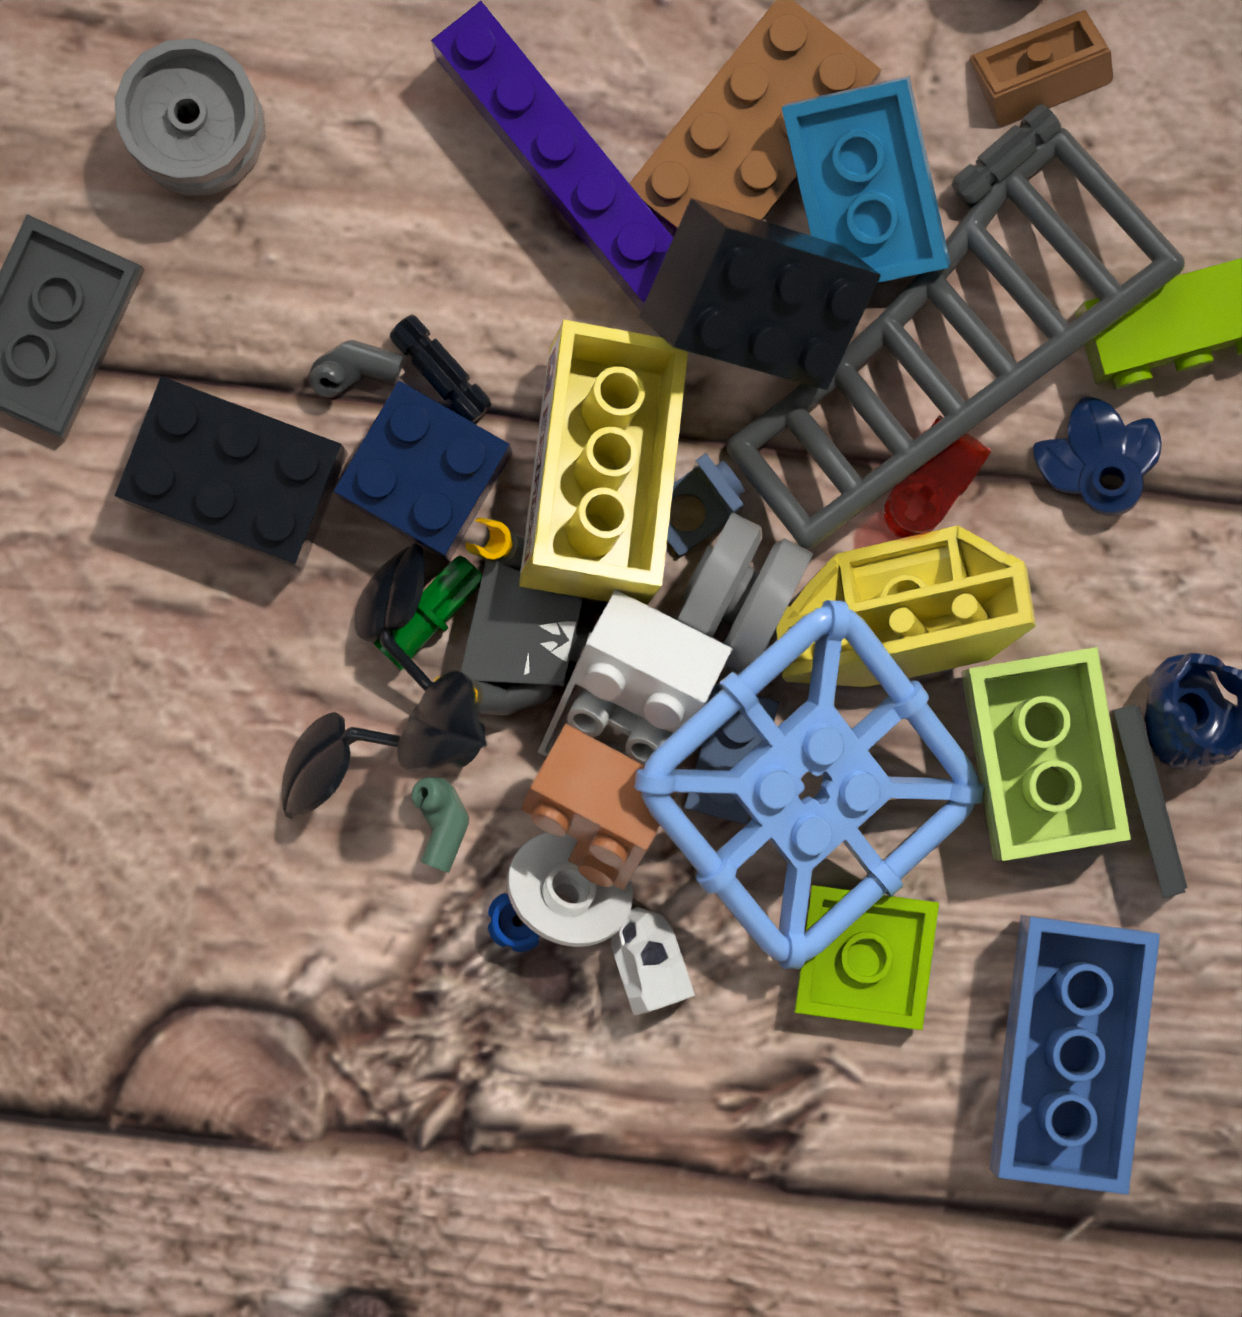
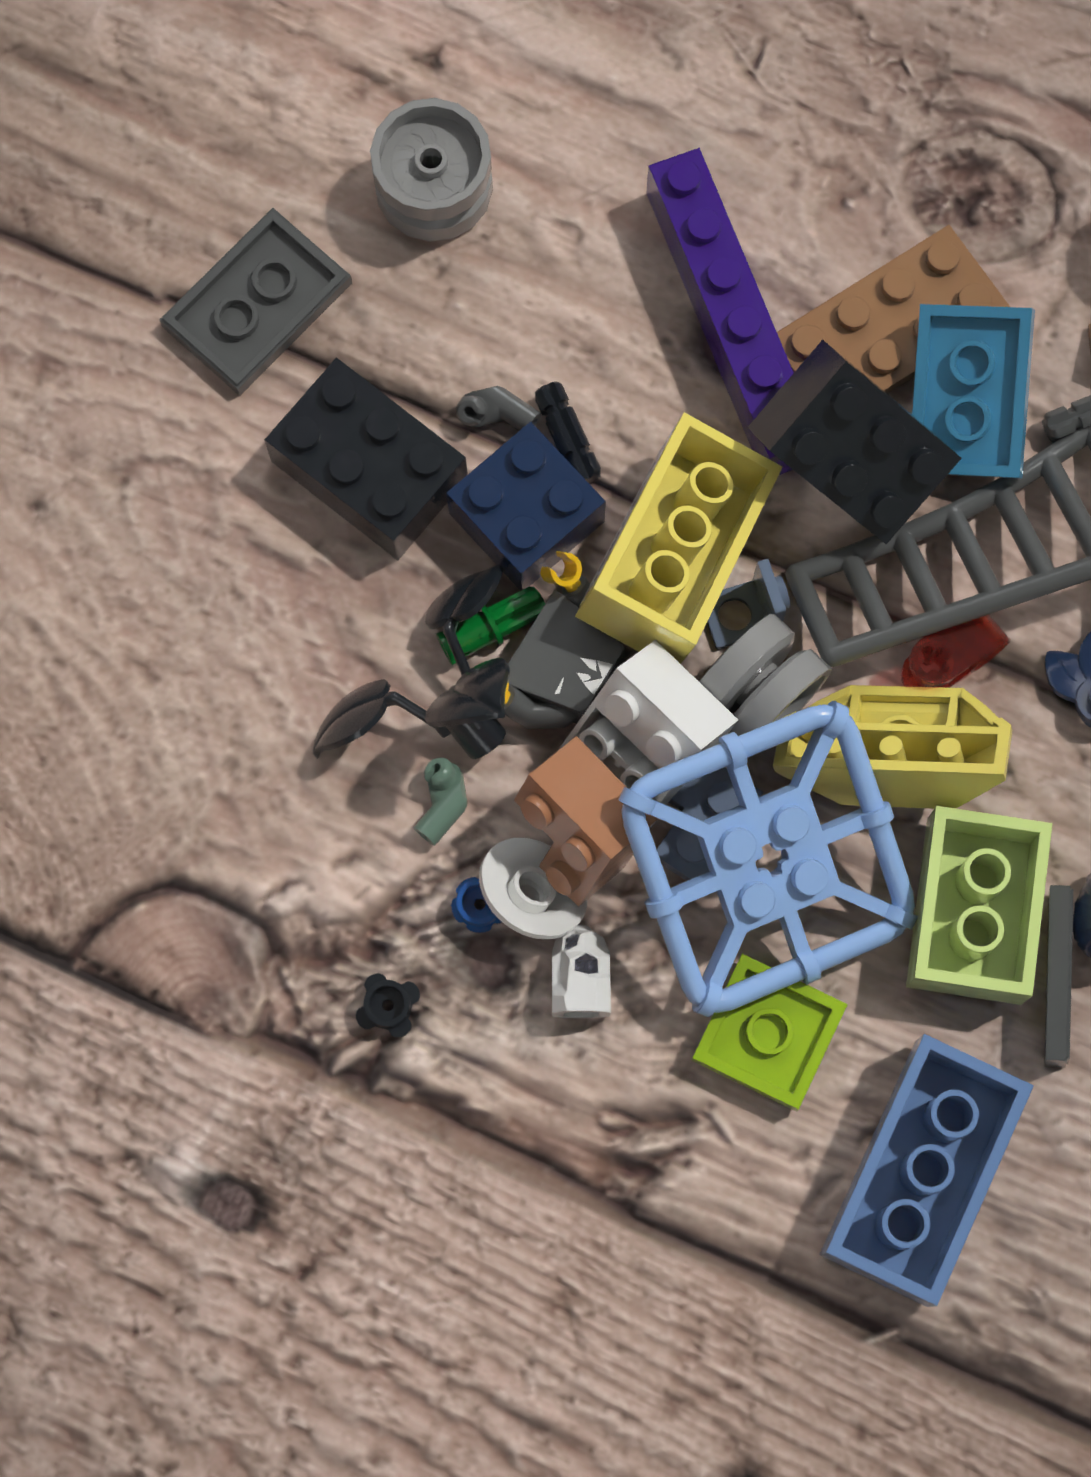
camera: 20 degrees right, 10 degrees down
(470, 1046) = (380, 990): none -> black plate

